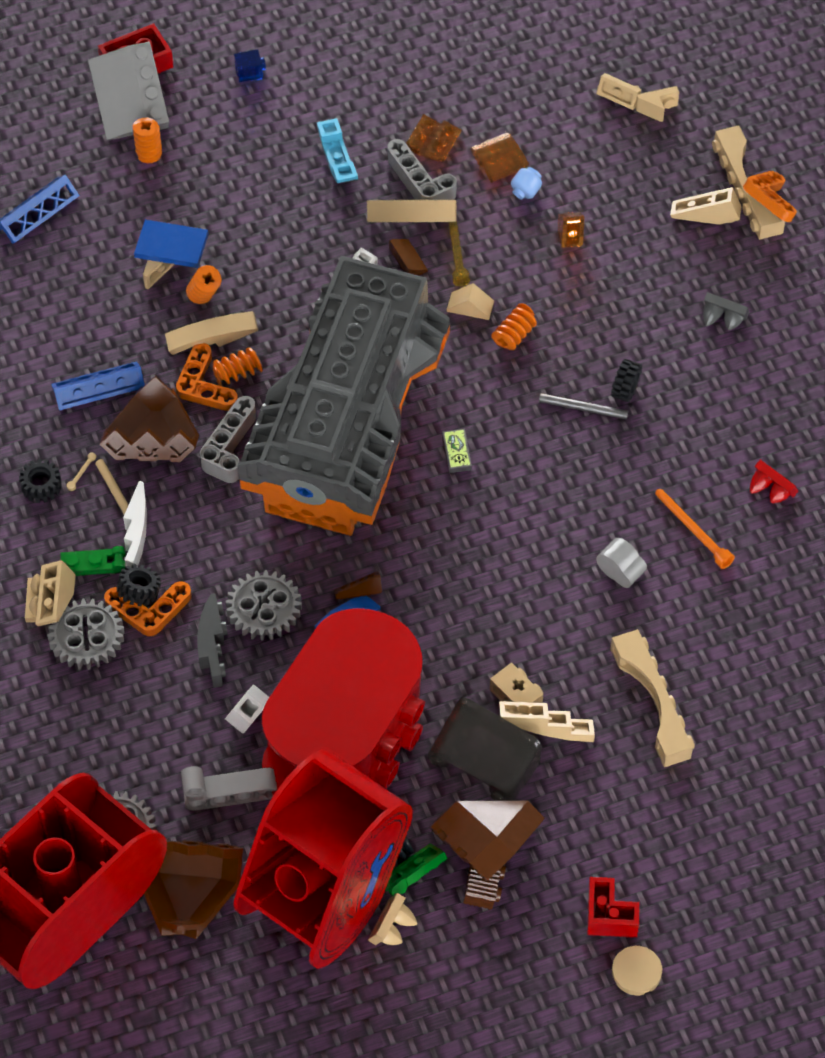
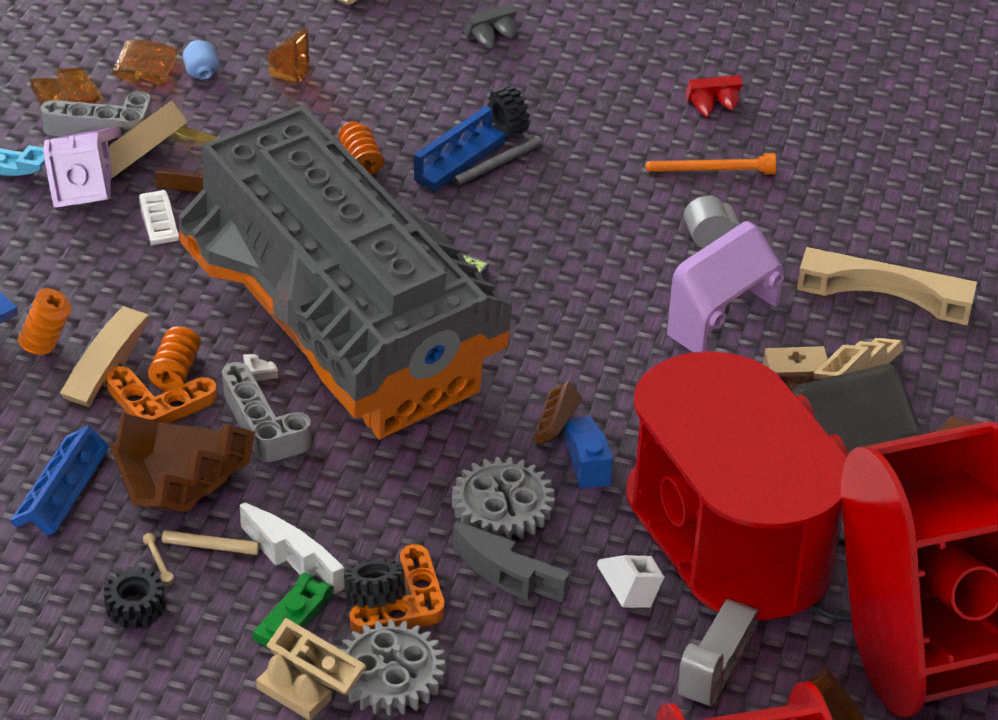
camera: 55 degrees left, 15 degrees down
(357, 194) = (80, 166): none -> lavender bracket
(544, 598) = (716, 277): none -> lavender windscreen
(568, 381) = (458, 154): none -> blue fence

